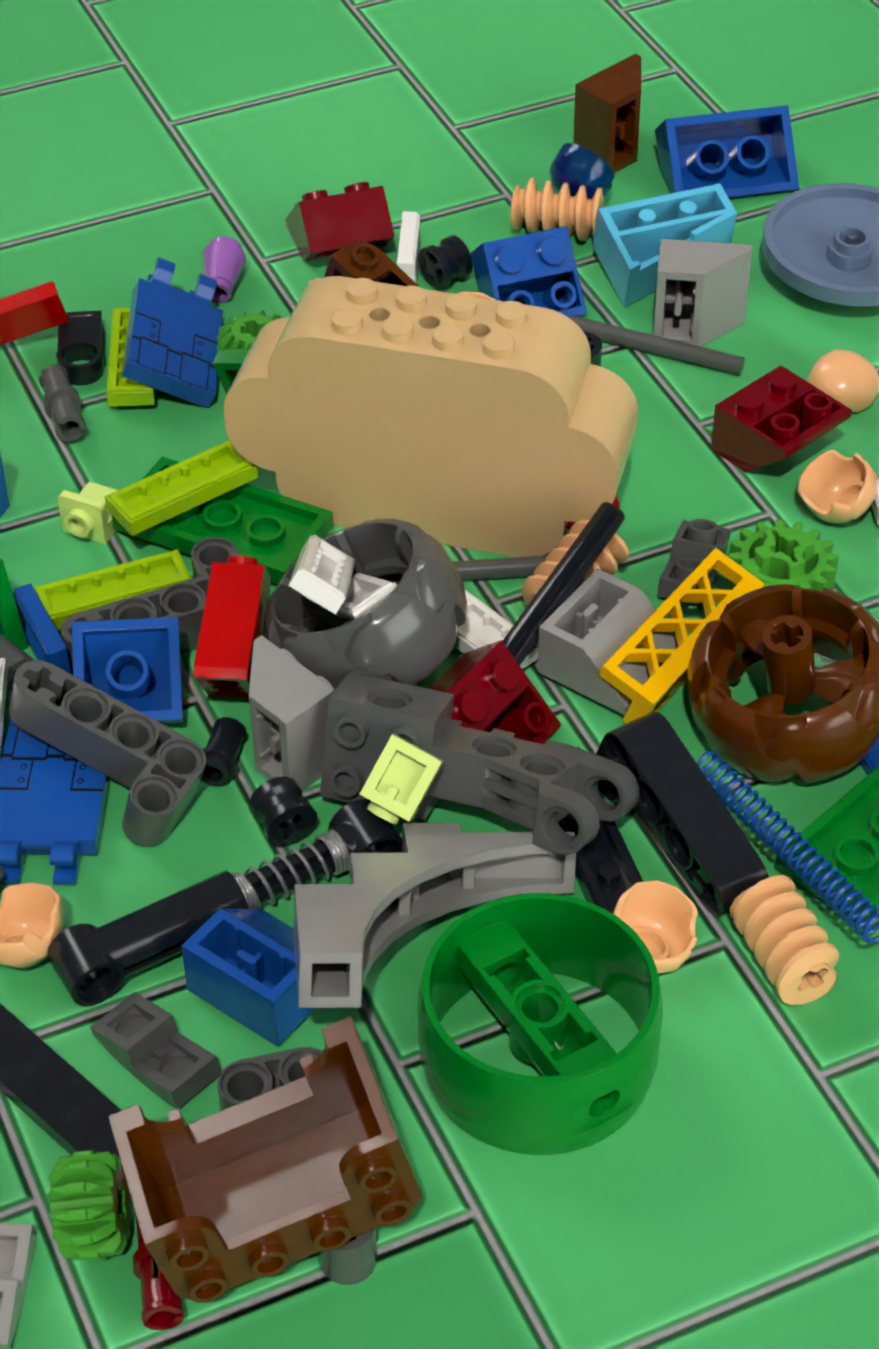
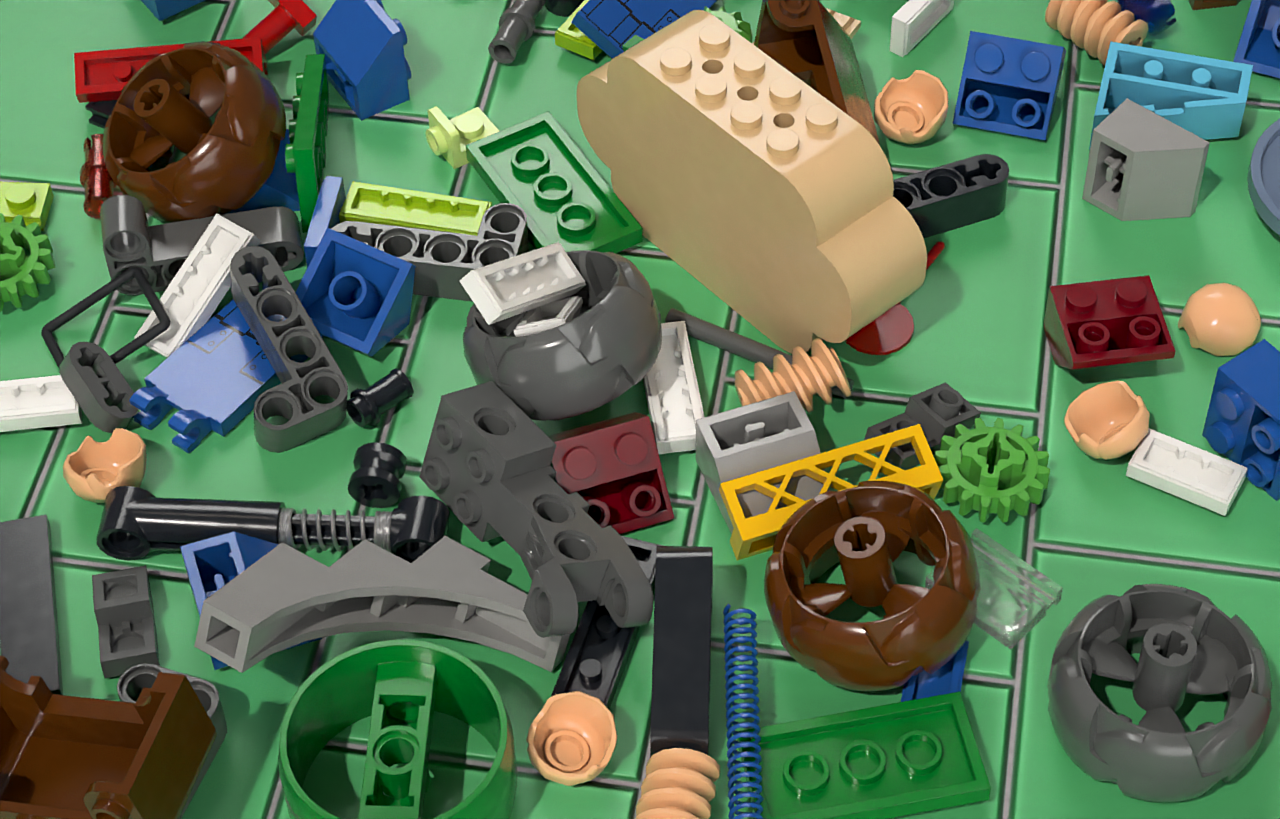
camera: 35 degrees right, 5 degrees up
(180, 488) = (524, 148): lime plate -> none
(230, 625) = (434, 304): red slope -> none
(287, 715) = (421, 376): light grey slope -> none
(400, 780) = (453, 497): yellowish green bracket -> none
(445, 262) = (949, 32): black wheel -> none
(563, 579) = (748, 389): black axle -> none
(662, 346) = (1080, 201): dark grey bar -> none

